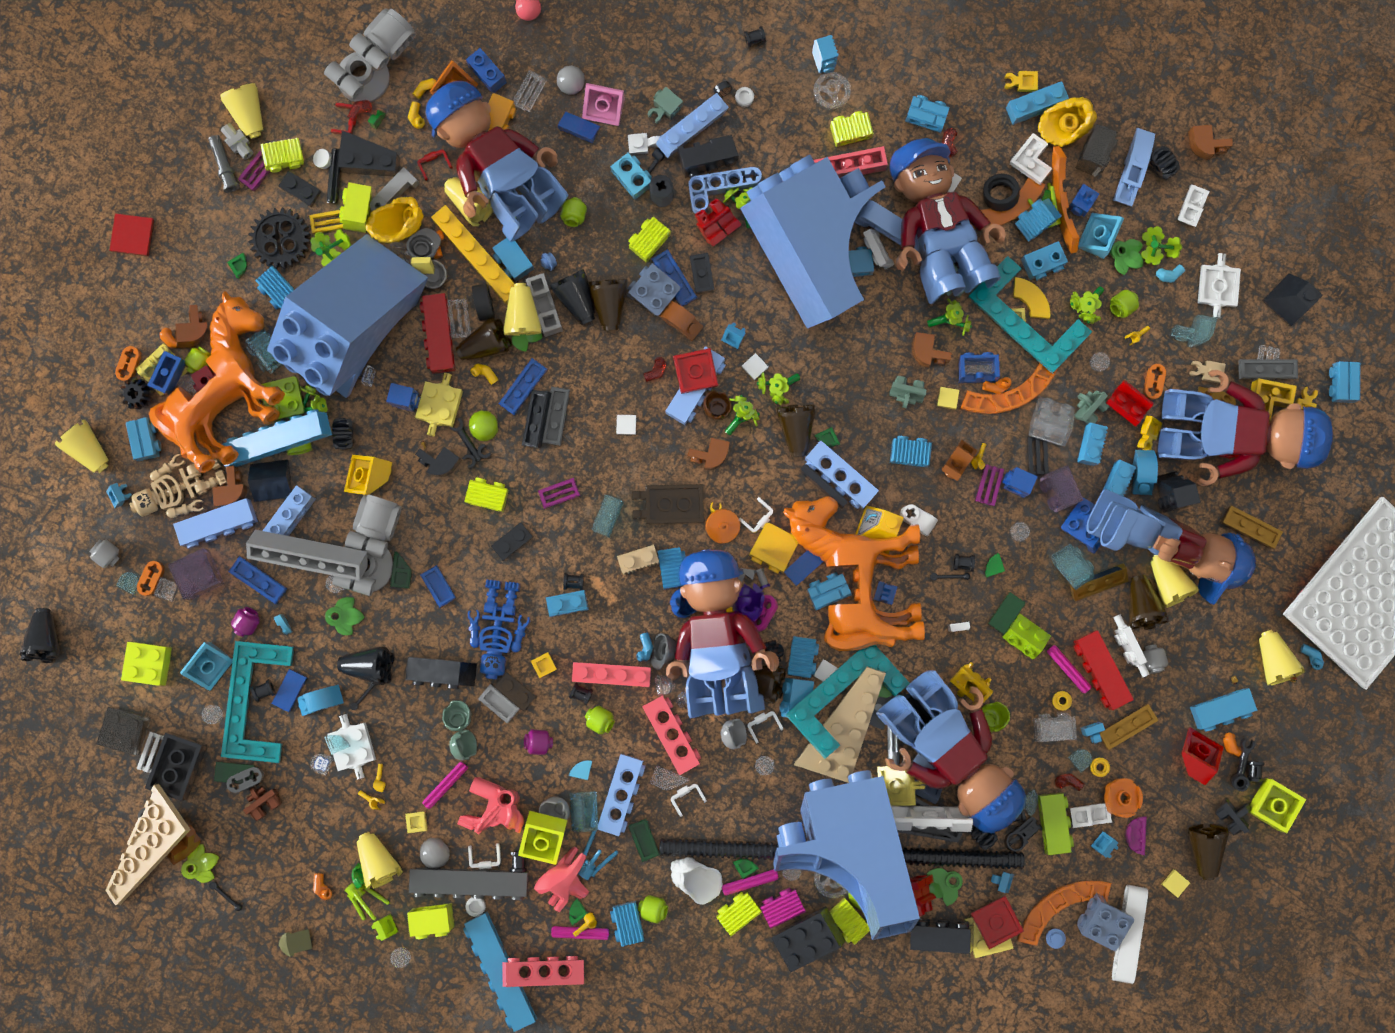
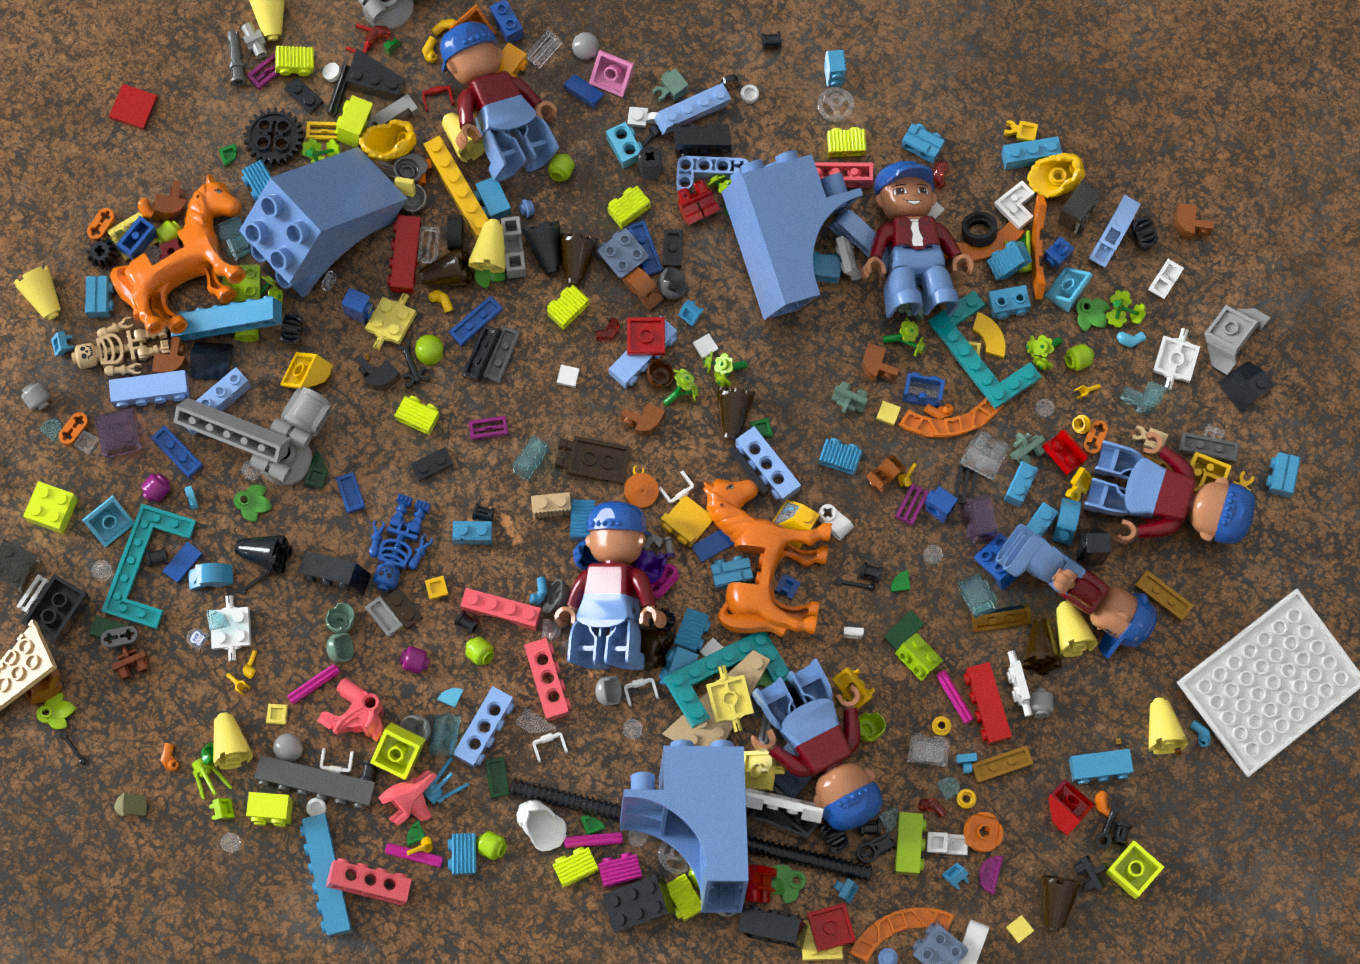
camera: 10 degrees right, 10 degrees down
(611, 354) = (568, 306): none -> neon yellow brick
(709, 310) = (672, 283): none -> dark grey hair
(855, 721) = (730, 698): none -> light yellow plate
(1135, 372) = (1077, 424): none -> yellow plate
(1268, 249) = (1230, 333): none -> light grey piece

